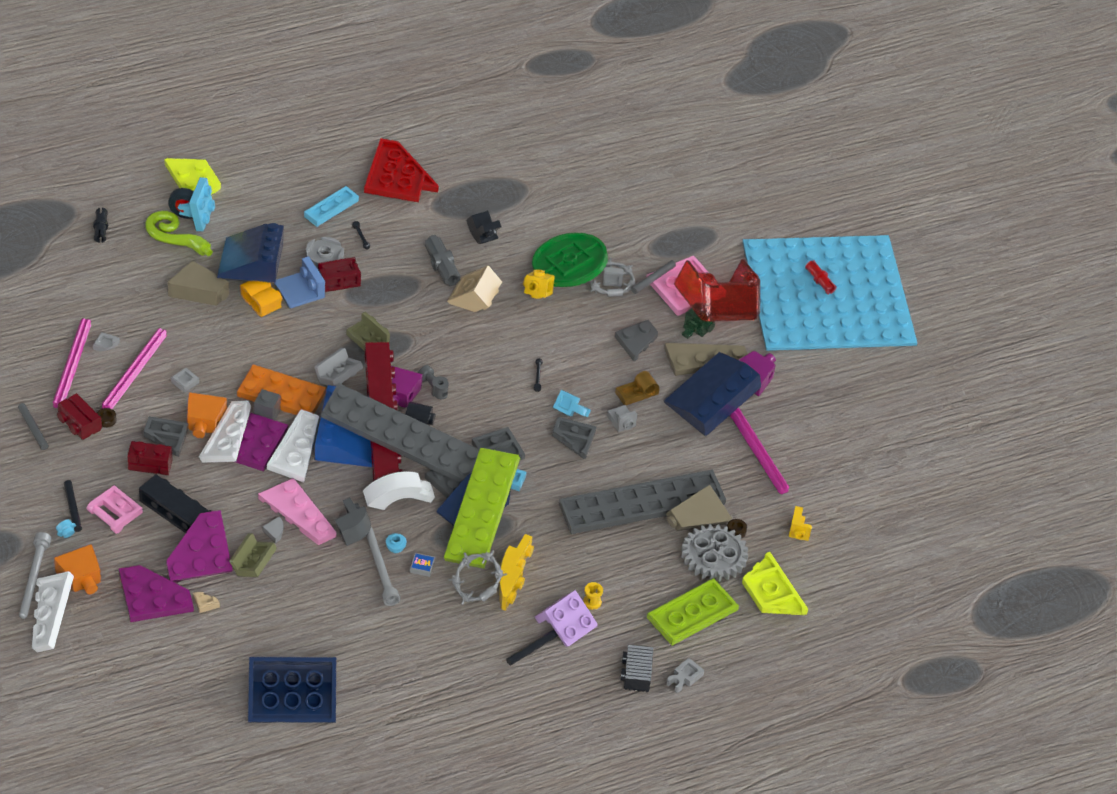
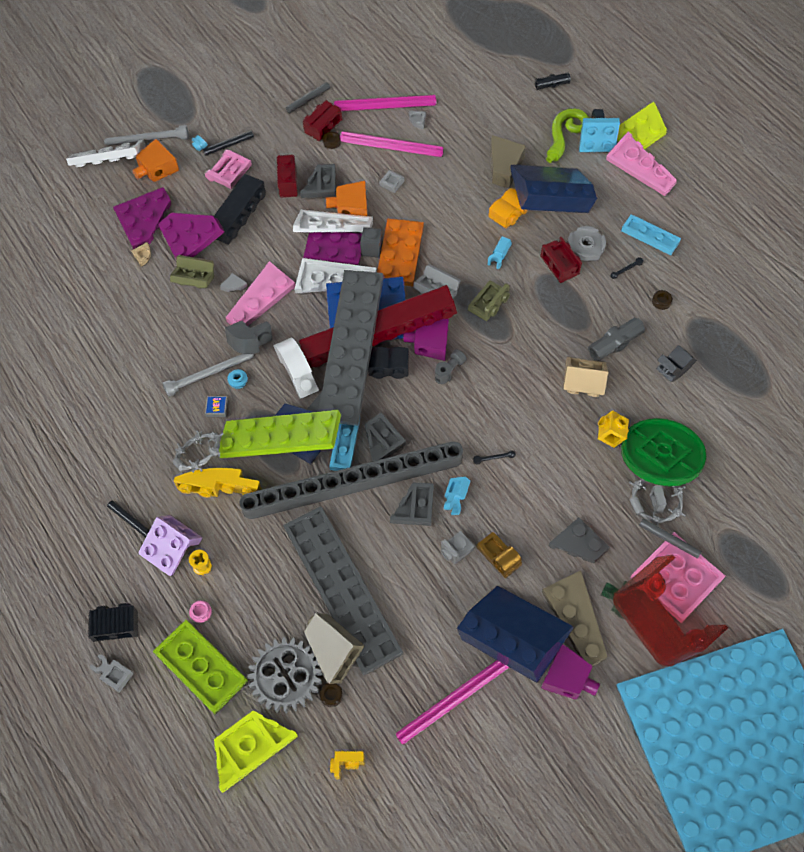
camera: 85 degrees right, 15 degrees up
(242, 190) = (638, 163): none -> bright pink wing
(292, 690) = (49, 335): dark blue slope -> none
(303, 286) = (534, 233): medium blue bracket -> none
(311, 317) = (500, 251): none -> medium azure bar
(397, 174) = (721, 276): red wing -> none
(406, 221) = (662, 299): none -> dark brown tile
(537, 475) = (345, 487): none -> dark grey beam
(640, 605) = (200, 611): none -> bright pink plate
(820, 277) = (749, 727): red pin -> none

